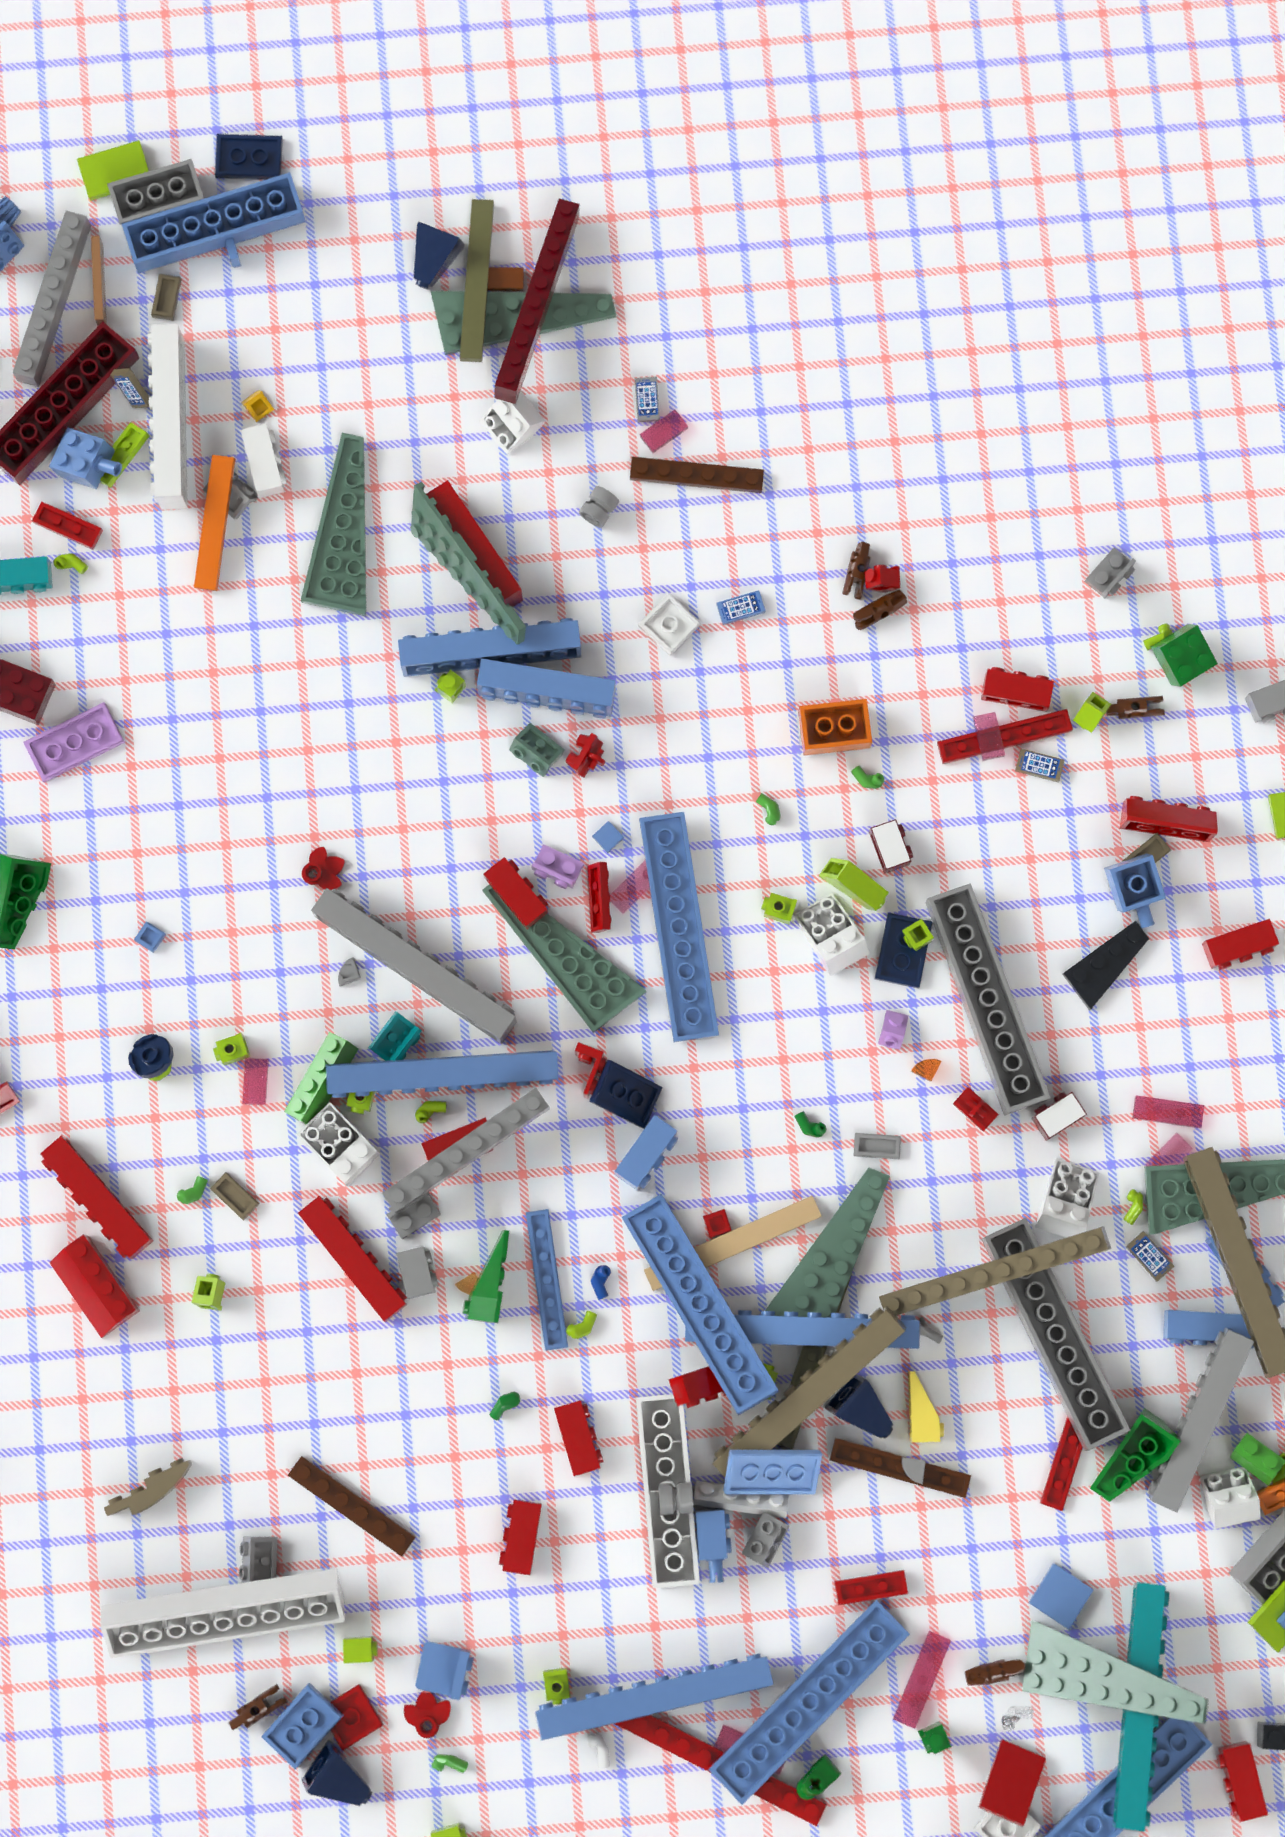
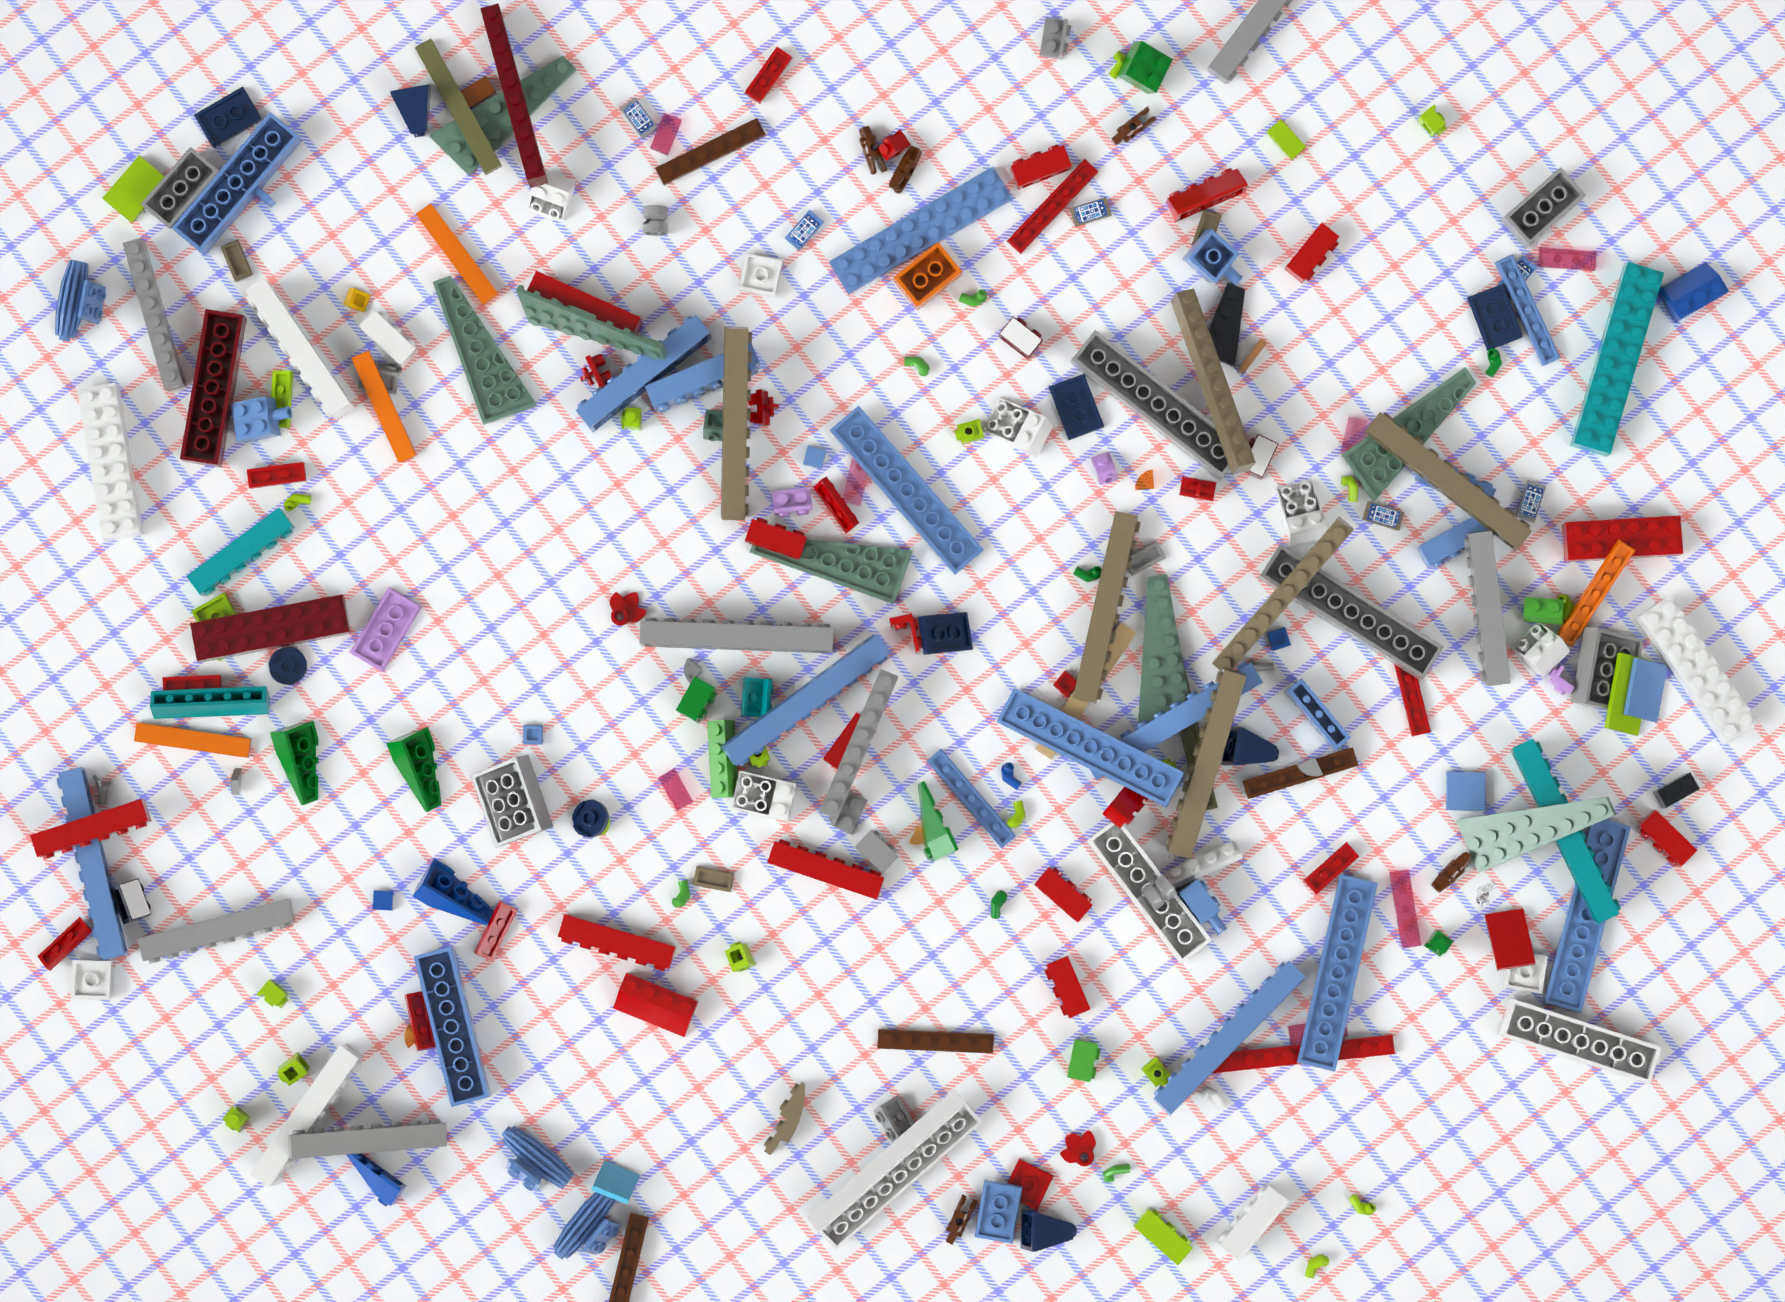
camera: 30 degrees left, 5 degrees up
(85, 989) = (512, 800): none -> light grey slope
(98, 280) = (179, 280): medium nougat tile -> none
(131, 388) = (258, 345): tile -> none
(239, 1053) = (651, 775): lime brick -> none
(333, 1004) = (696, 700): none -> green brick
(359, 1649) = (1004, 1134): lime brick -> none
(383, 421) = (457, 254): none -> orange tile
(428, 1108) = (811, 731): lime arm -> none
(444, 1670) = (1072, 1111): medium blue bracket -> none
(448, 608) = (594, 363): none -> red hips
(488, 1624) = (1082, 1060): none -> bright green brick
(547, 751) = (735, 423): none -> dark tan brick
(646, 1153) = (986, 665): medium blue brick -> none
(765, 1539) = (1238, 881): light grey bracket -> none
(772, 1471) = (1214, 831): light blue tile -> none
(801, 435) = (768, 75): none -> red plate
(806, 1171) = (1105, 607): none -> dark tan brick
(819, 1776) = (1375, 1019): green piece -> none
(854, 883) = (1011, 381): lime slope -> none
(857, 678) = (920, 230): none -> medium blue plate
(917, 935) = (1080, 390): lime brick -> none
(923, 1419) = (1294, 728): light yellow slope -> none
(955, 1418) = (1317, 714): none -> medium blue brick
(963, 1315) = (1278, 639): none -> blue tile
(988, 736) = (1041, 214): clear pink tile -> none
(1058, 1010) = (1213, 381): none -> dark tan brick
(1092, 712) = (1104, 150): lime brick -> none
(1114, 1010) = (1252, 356): none -> medium nougat tile
(1139, 1453) = (1459, 658): green wedge -> none
(1168, 1111) = (1333, 405): clear pink tile -> none
(1228, 1548) = (1561, 685): none -> lavender bracket

